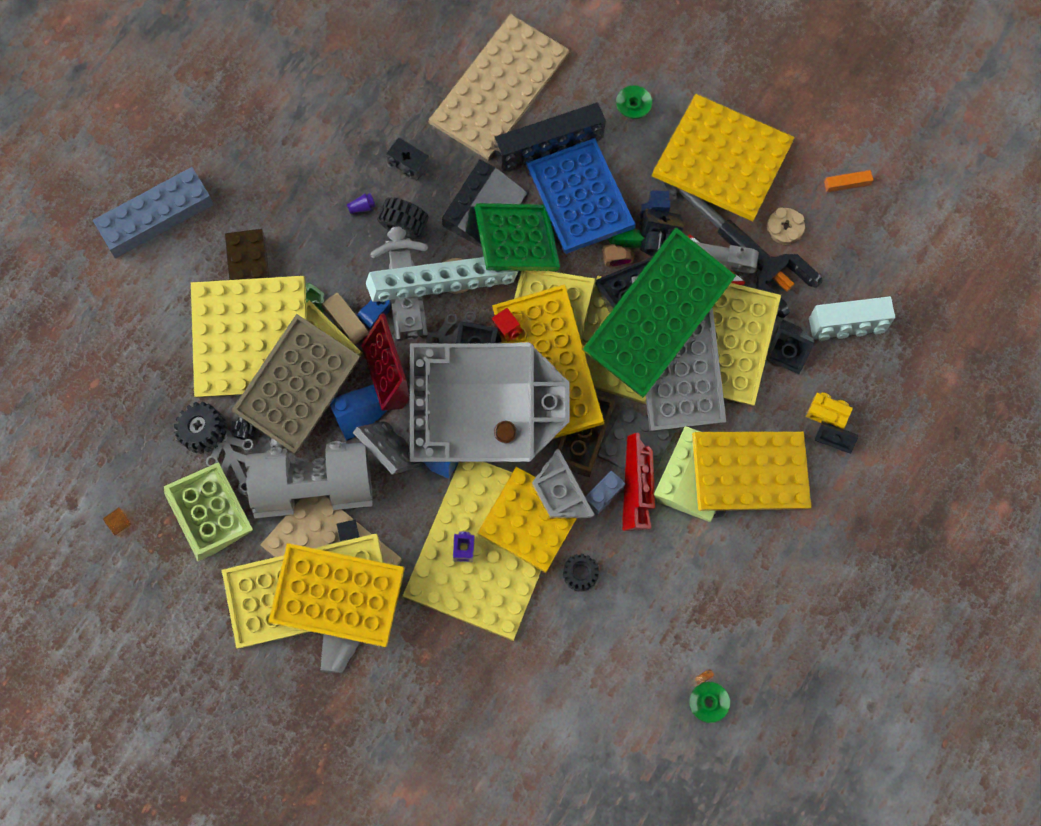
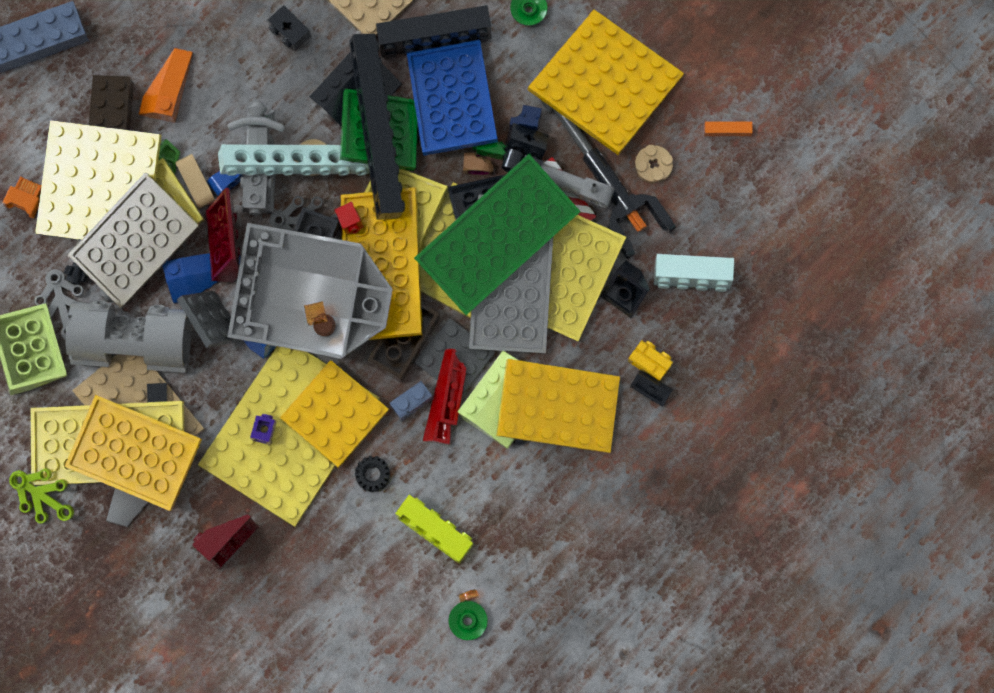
camera: 15 degrees right, 5 degrees up
(176, 363) = (24, 196): none -> orange piece
(205, 436) = (39, 275): black bush -> none
(245, 656) = (39, 494): none -> lime plant
(298, 239) = (166, 91): none -> orange wedge
(362, 204) = (234, 67): dark purple cone -> none
(403, 214) = (270, 90): black tyre -> none
(445, 668) = (223, 541): none -> dark red slope
(495, 421) = (315, 313): none -> clear orange tile
(516, 233) = (376, 126): none -> black brick
(560, 490) = (366, 391): light grey wing -> none
(656, 616) = (434, 529): none -> neon yellow wedge

